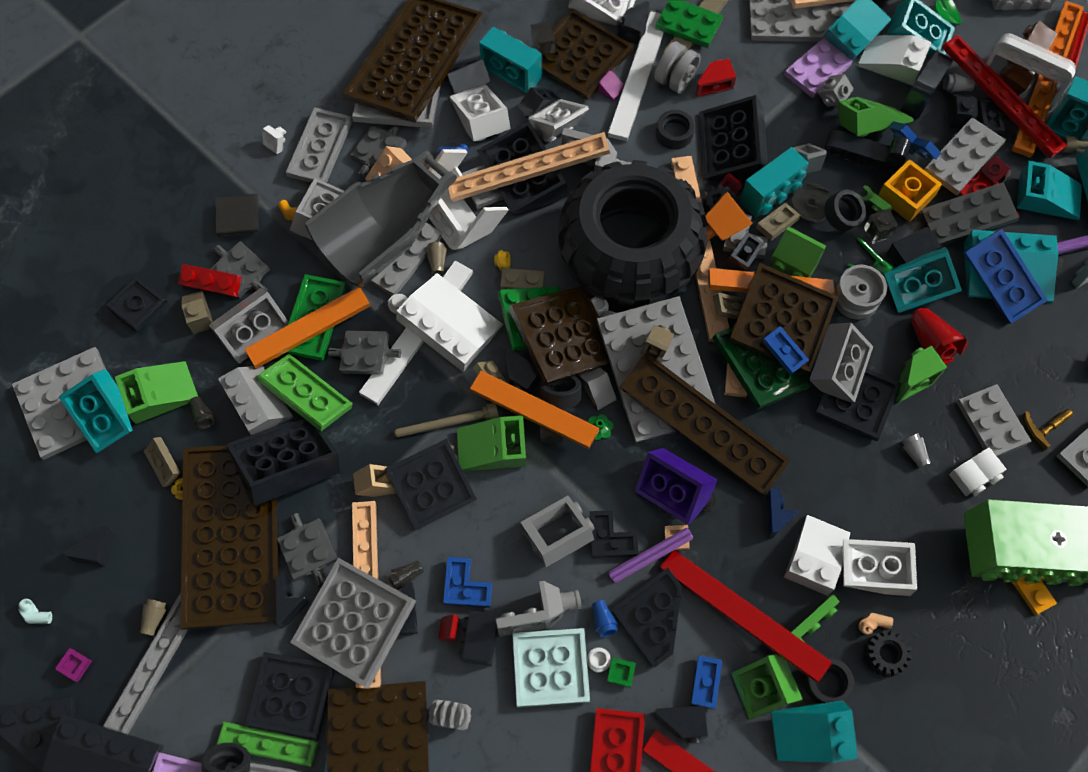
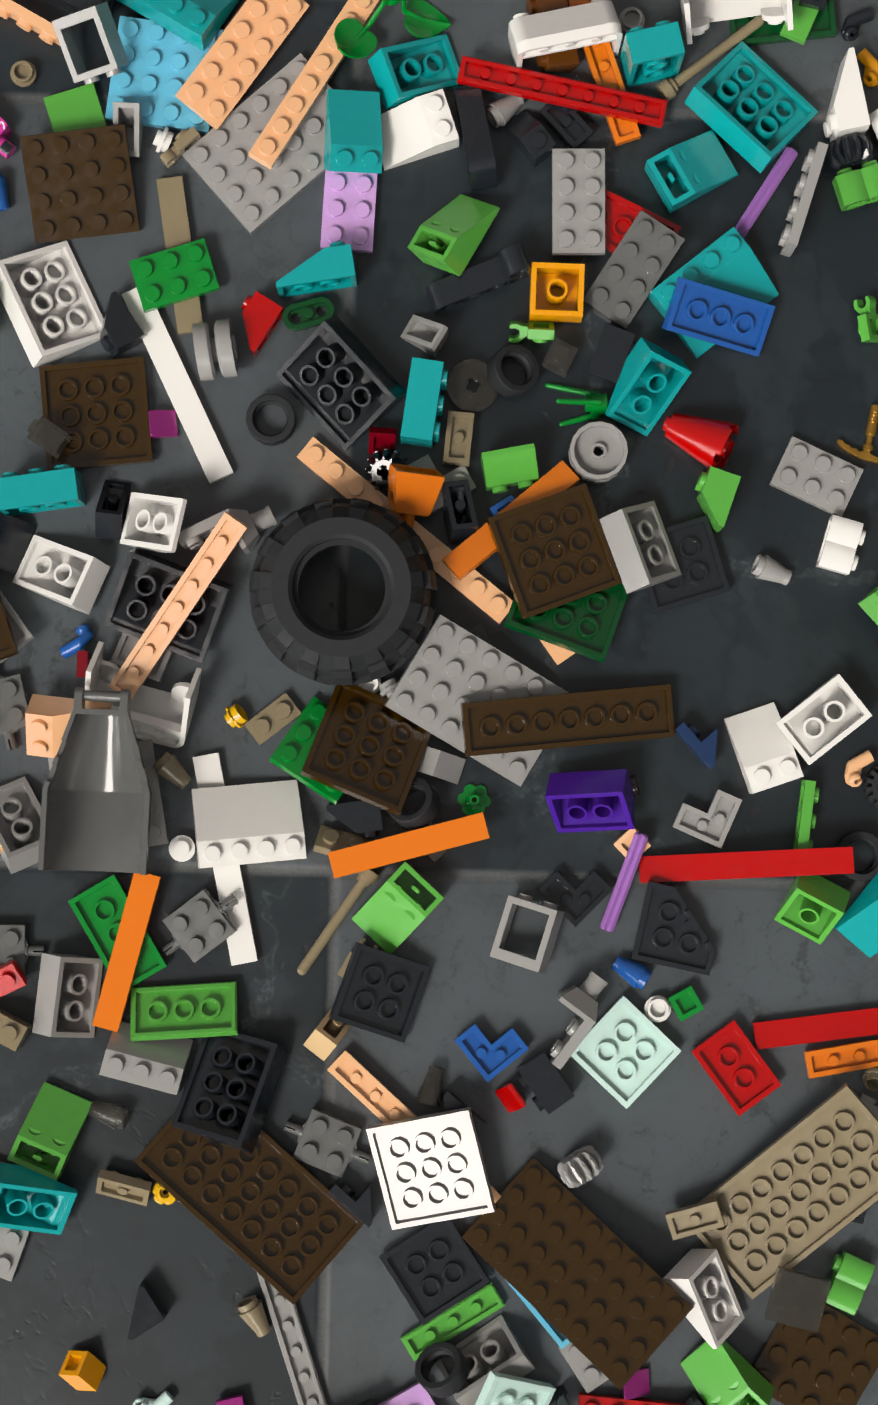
camera: 40 degrees left, 20 degrees up
(18, 550) = (82, 1370): none -> light orange panel
(657, 342) = (465, 685): dark tan slope -> none
(684, 722) = (771, 997): black slope -> none
(706, 682) = (761, 947): blue plate -> none
(727, 305) = (490, 578): dark tan plate -> none
(739, 572) = (709, 826): none -> light grey plate
(745, 91) = (308, 313): none -> dark green plate
(773, 76) = (325, 271): none -> teal slope
(785, 350) = (584, 588): blue plate -> none
(835, 89) = (392, 232): light grey brick -> none
(918, 145) = (519, 234): blue plate -> none
(996, 169) = (620, 191): dark red bracket -> none

